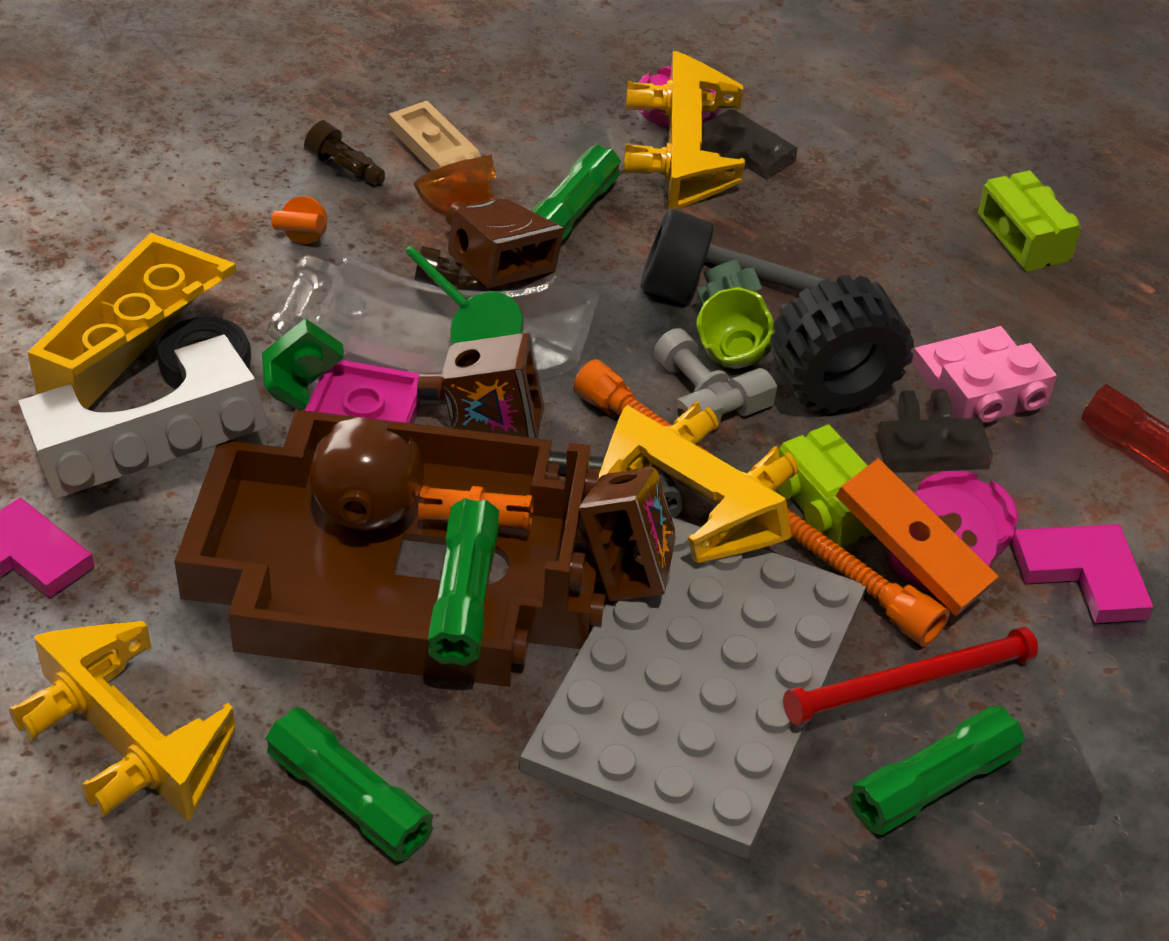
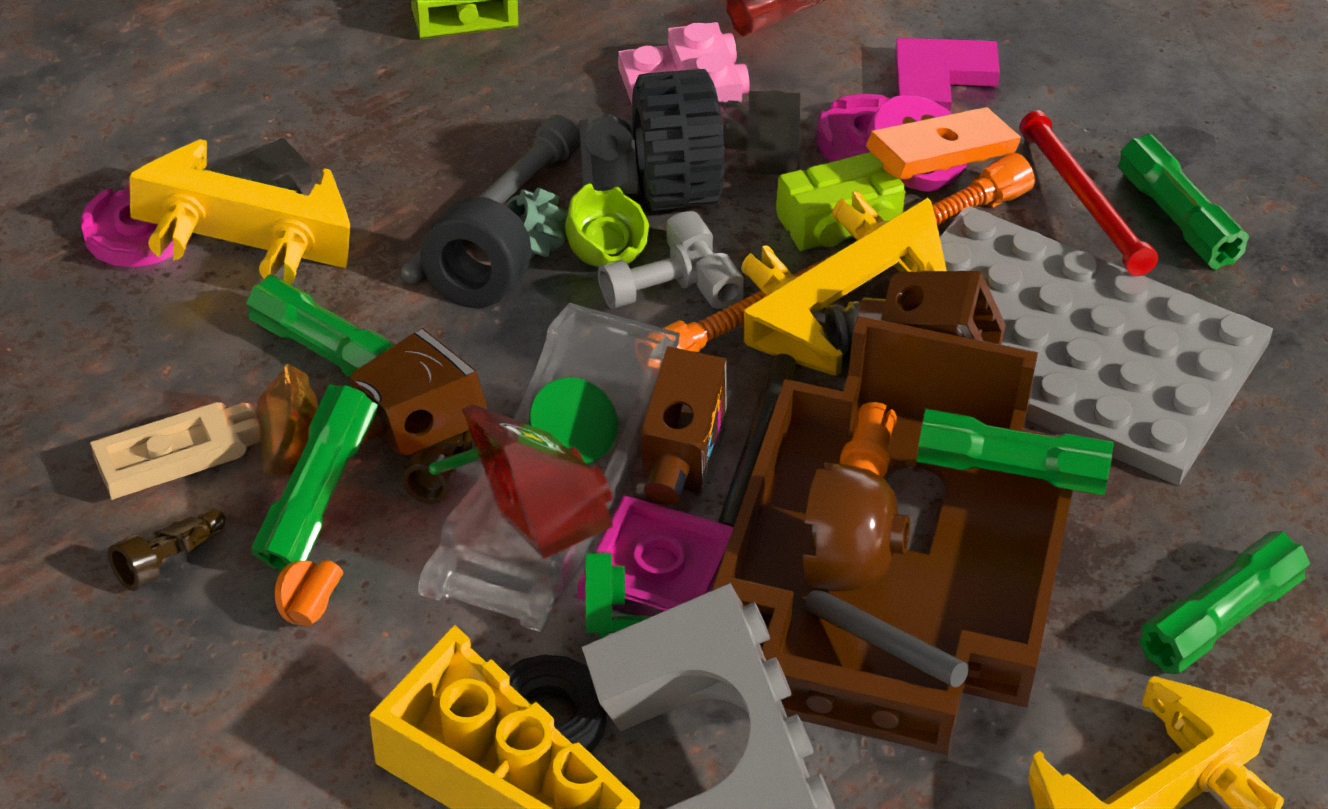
camera: 80 degrees left, 0 degrees up
(255, 525) = (887, 637): none -> dark grey bar
(382, 280) = (539, 482): none -> clear red slope
(422, 193) = (332, 440): none -> green axle

